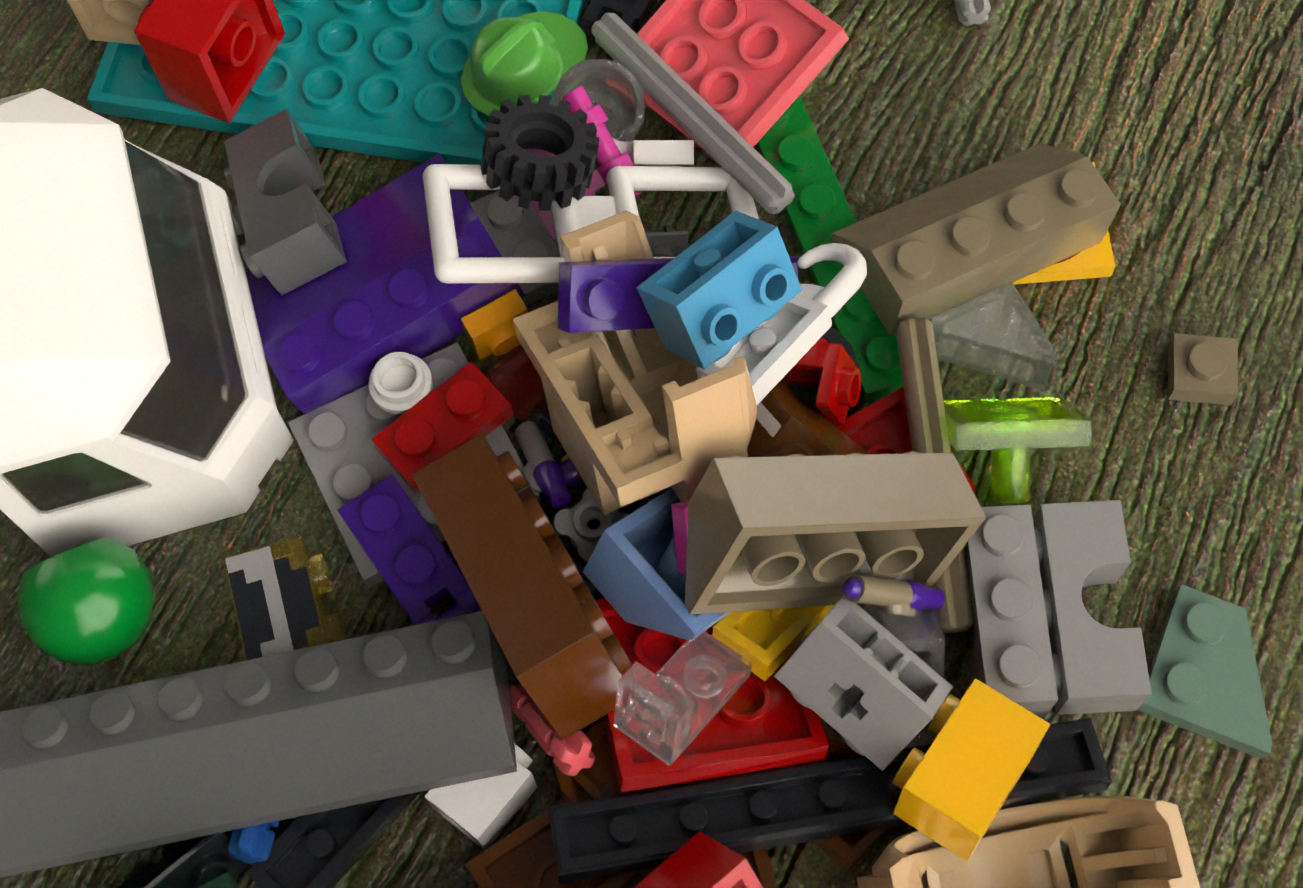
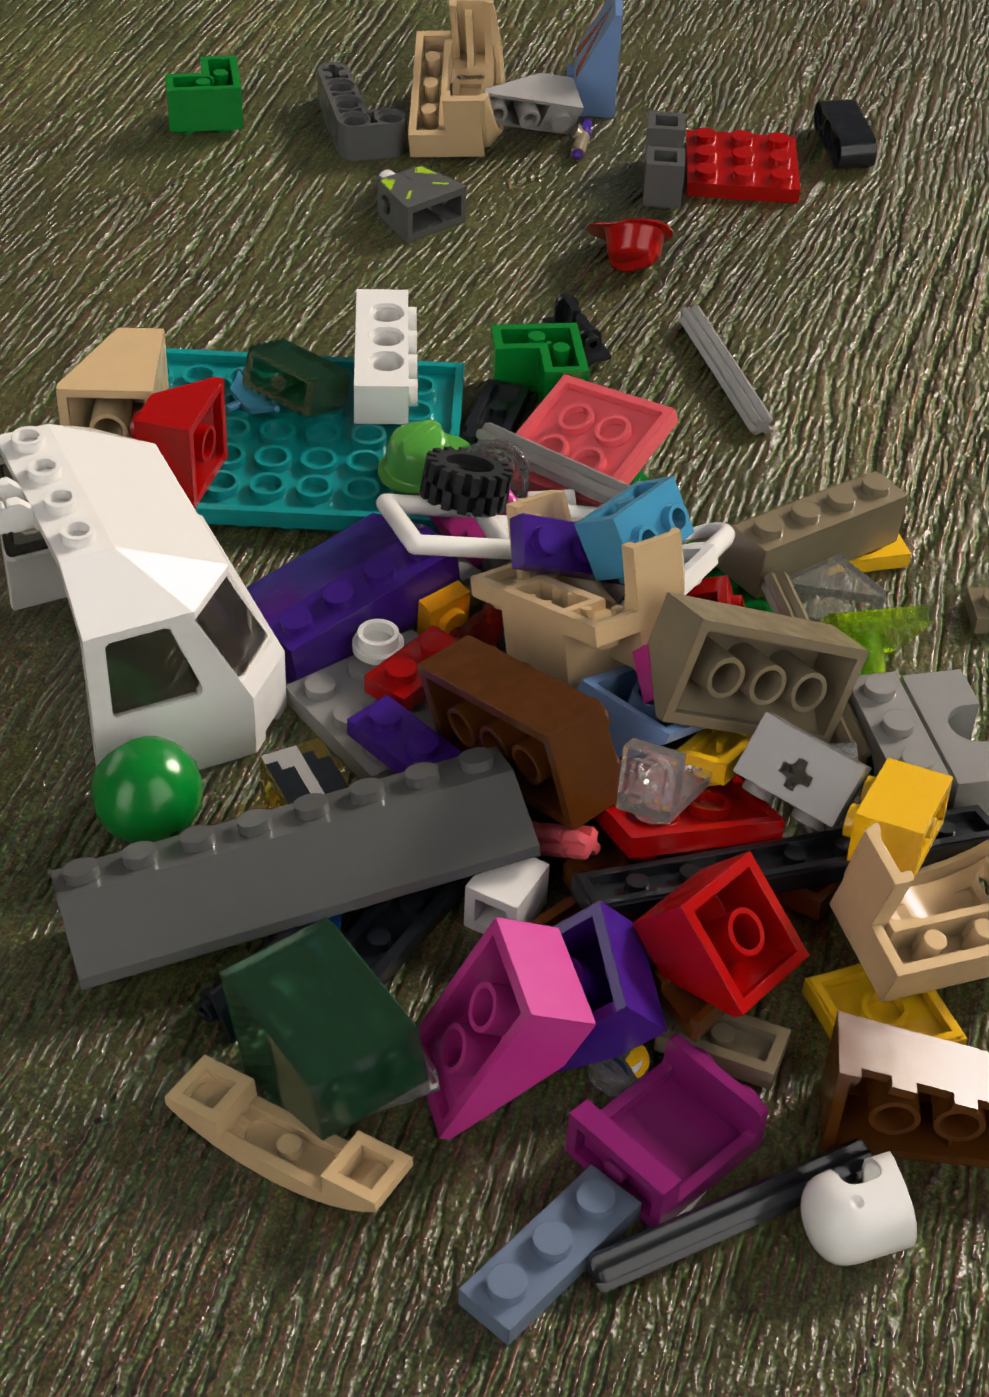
camera: 15 degrees left, 25 degrees down
(283, 221) = (262, 549): dark grey arch -> none
(895, 596) = (808, 719): dark tan piece -> none

